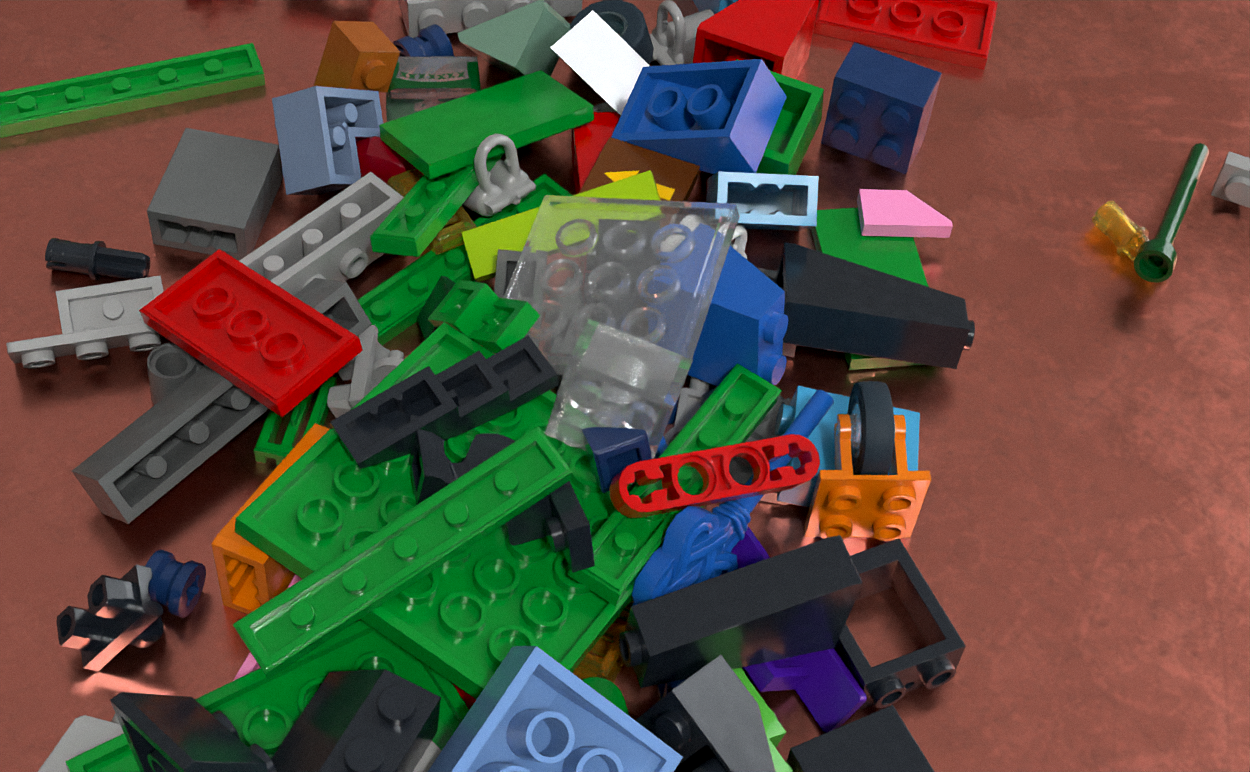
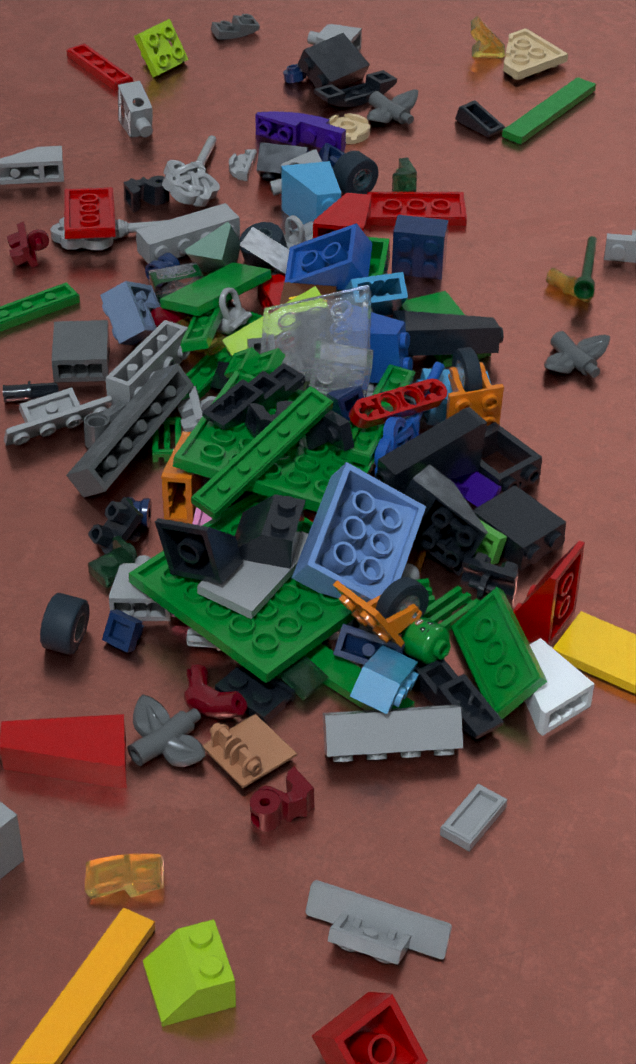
camera: 10 degrees left, 10 degrees down
(83, 691) = (106, 567): none -> clear green bracket
(251, 332) = (138, 392): red tile -> none
(357, 58) = (136, 268): dark orange arch -> none
(899, 215) = (446, 293): bright pink tile -> none
(1102, 404) = (579, 356): none -> dark grey plant

